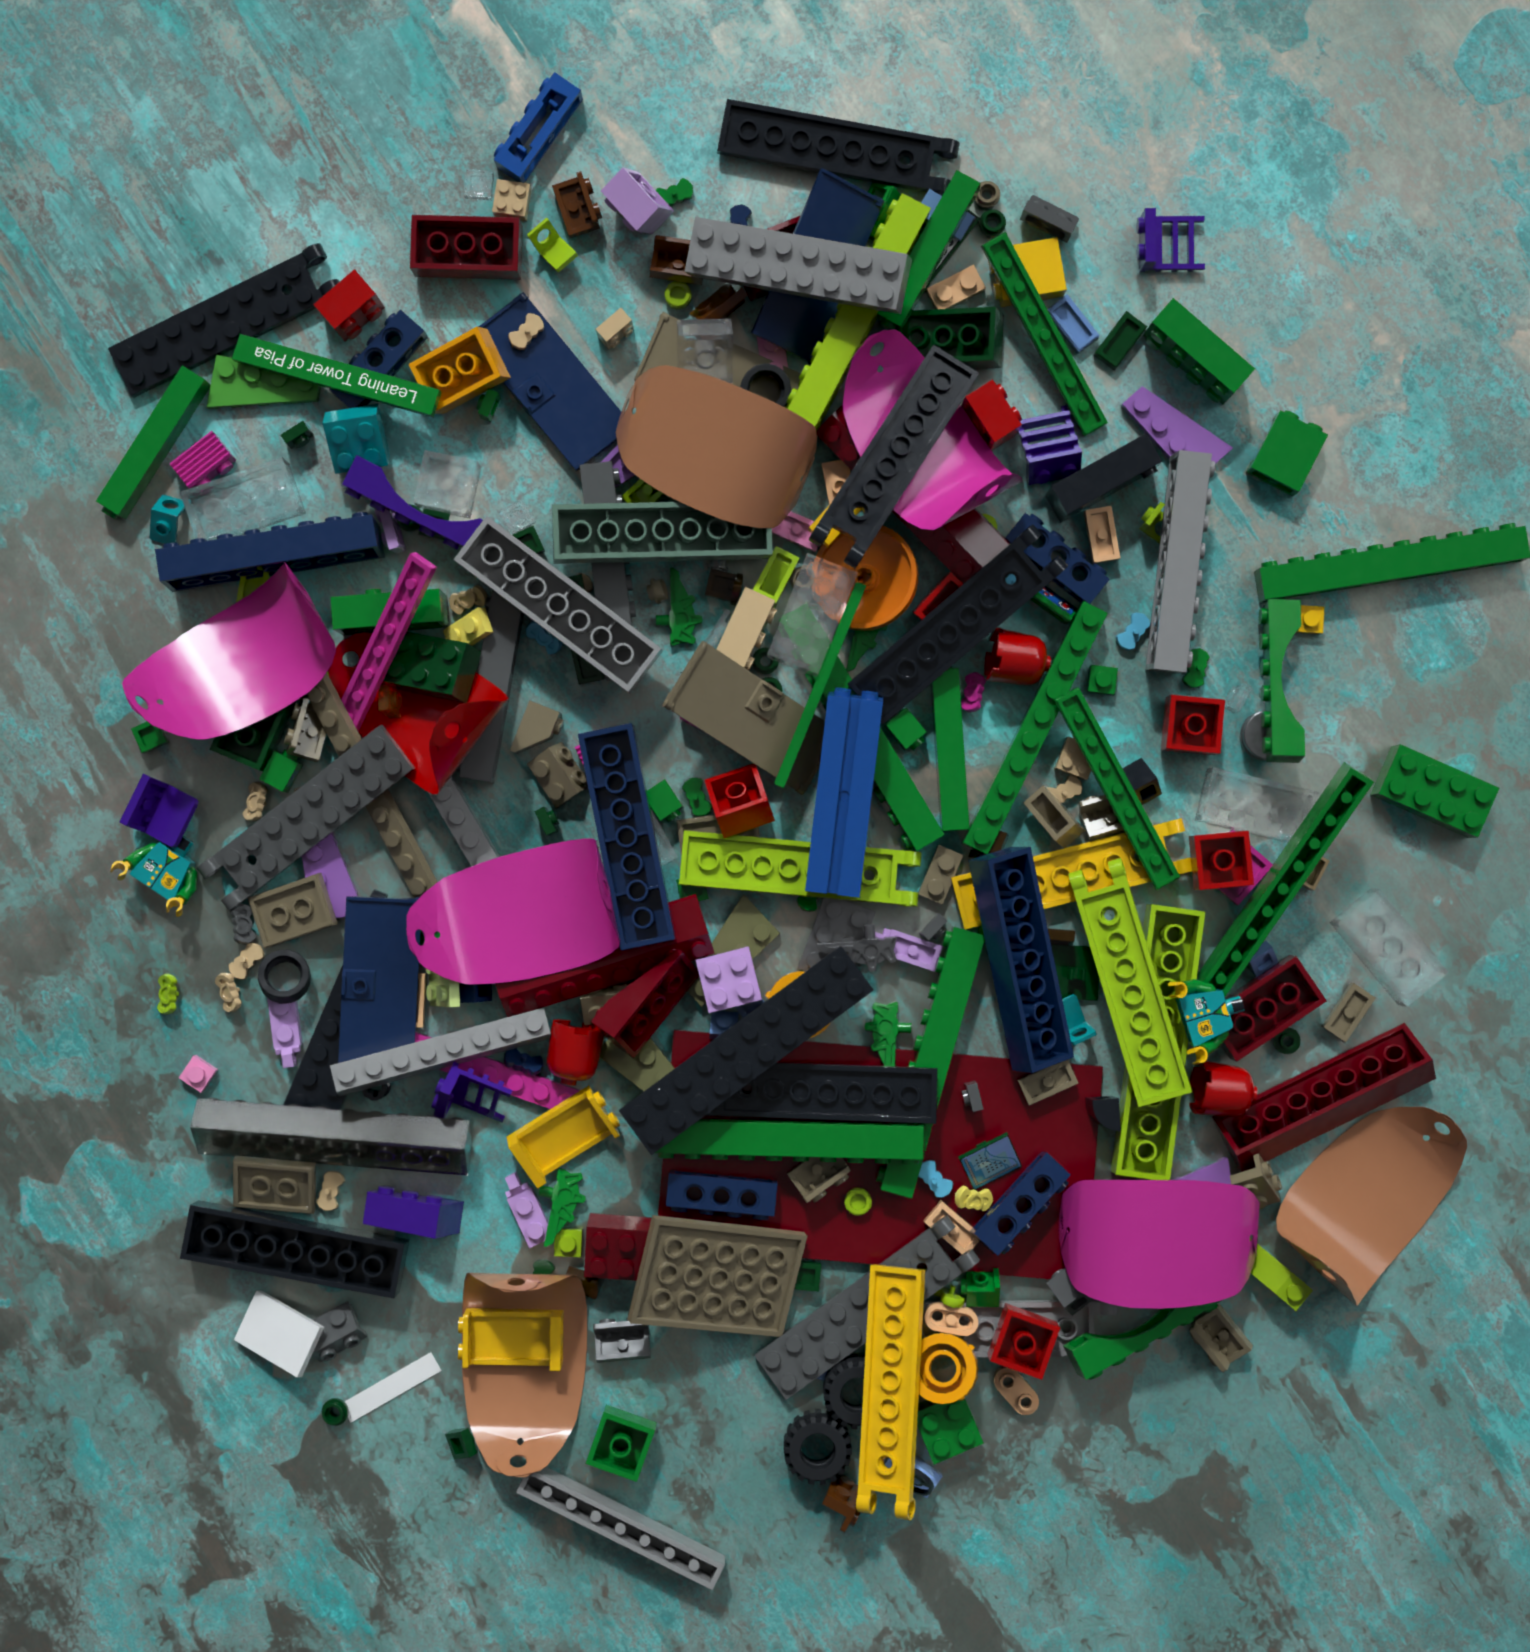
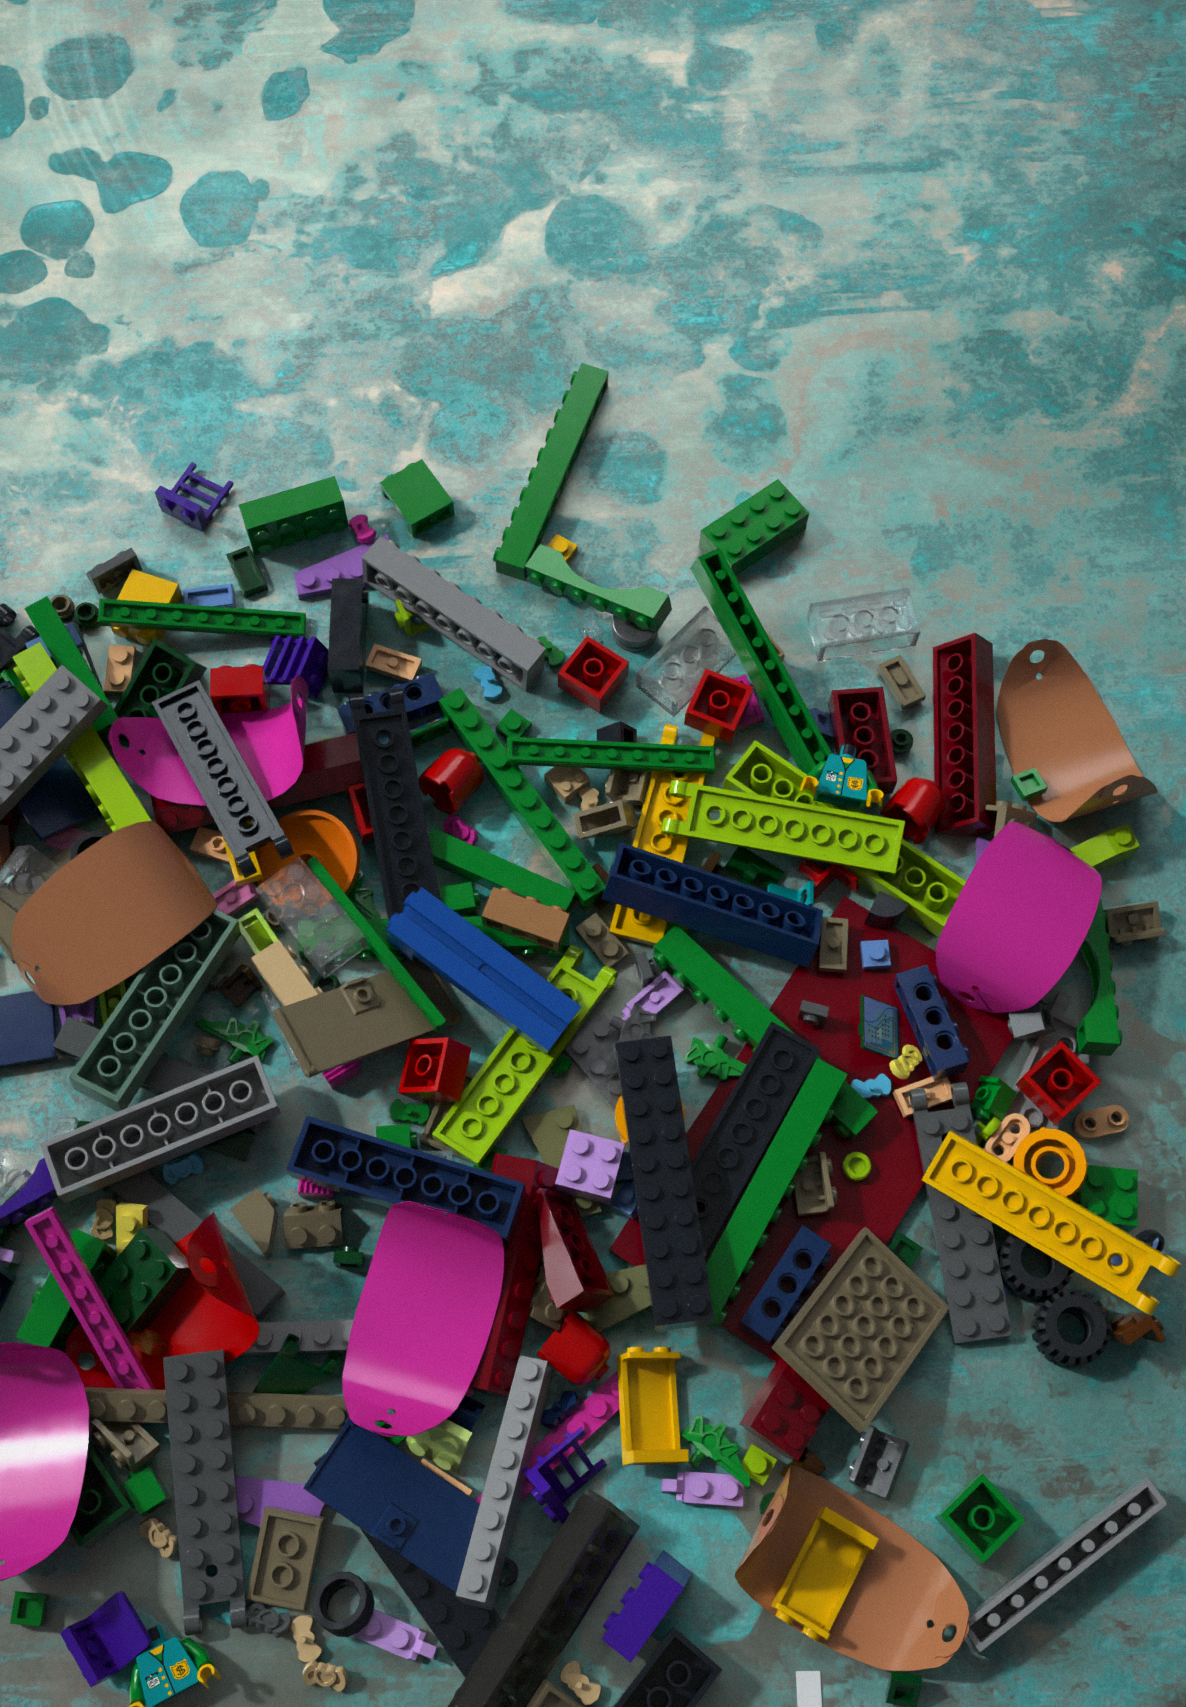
camera: 65 degrees left, 20 degrees down
(428, 833) = (294, 1375): none -> dark green flag
(917, 801) = (526, 918): none -> medium nougat brick
(1060, 1122) = (875, 954): none -> medium blue plate
(1109, 1038) = (824, 878): none -> red bracket
(1220, 426) = (361, 529): none -> dark pink piece
(1307, 1180) = (1029, 784): none -> green plate

